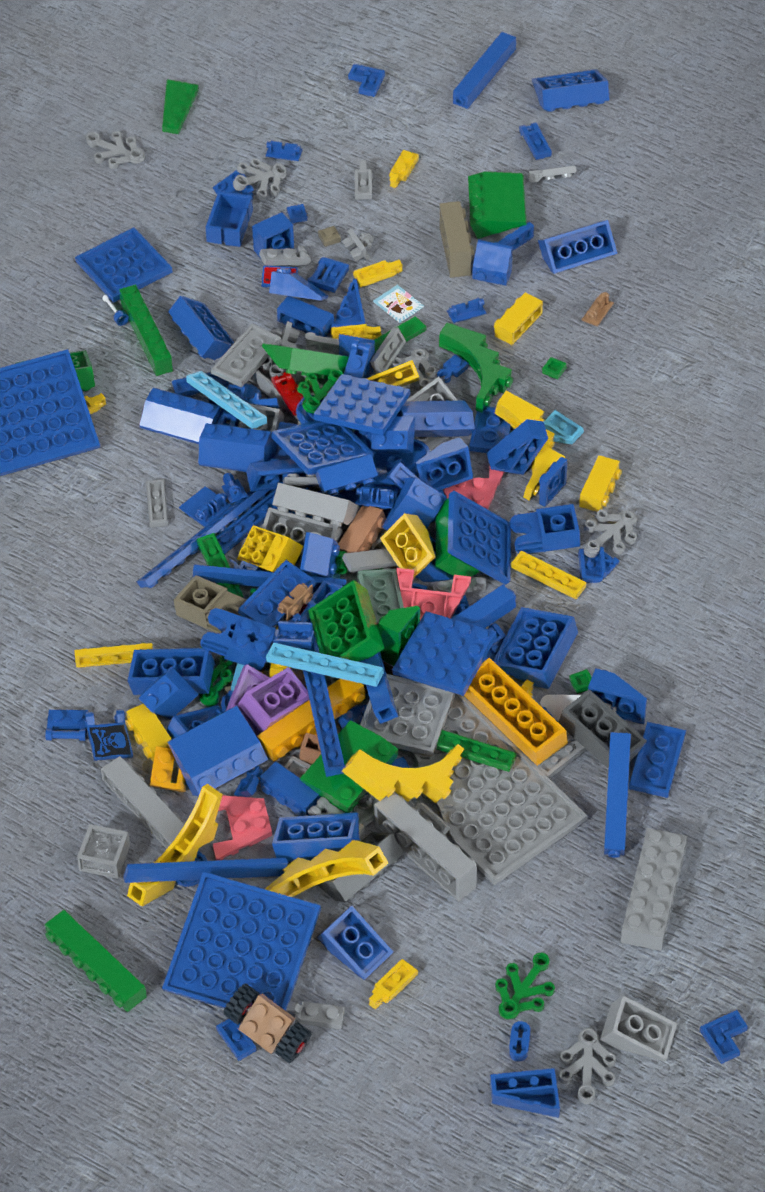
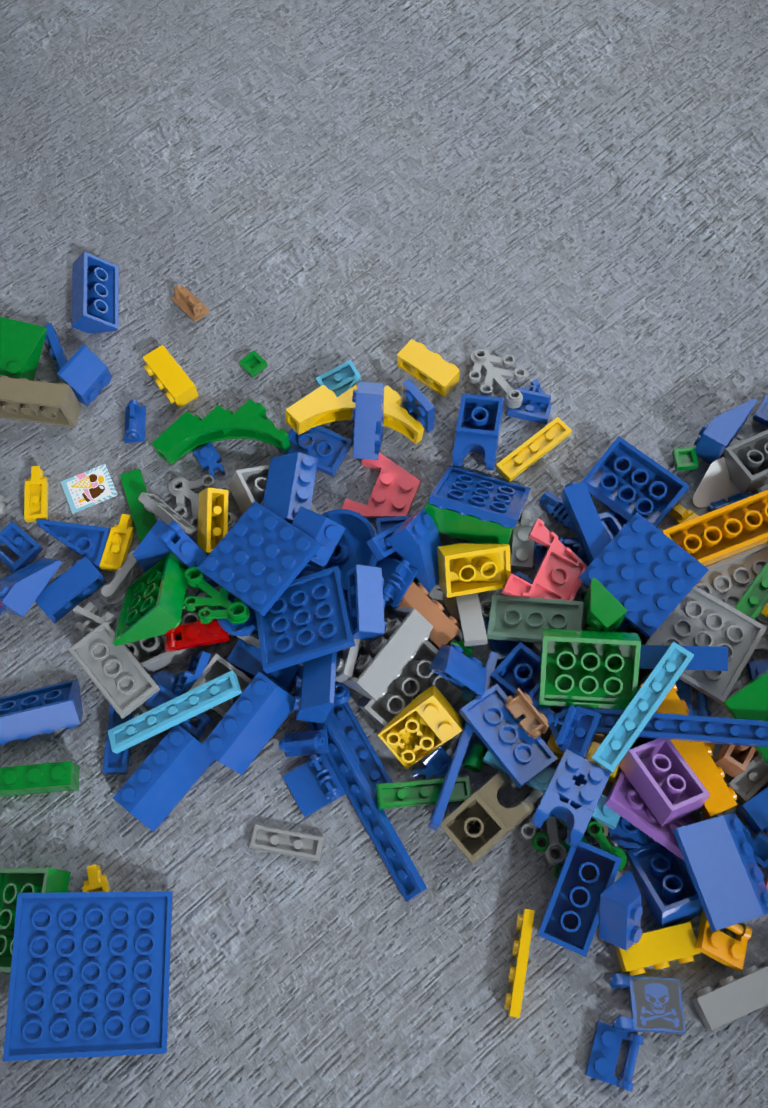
camera: 70 degrees left, 15 degrees up
(445, 465) = (369, 495): blue slope -> none

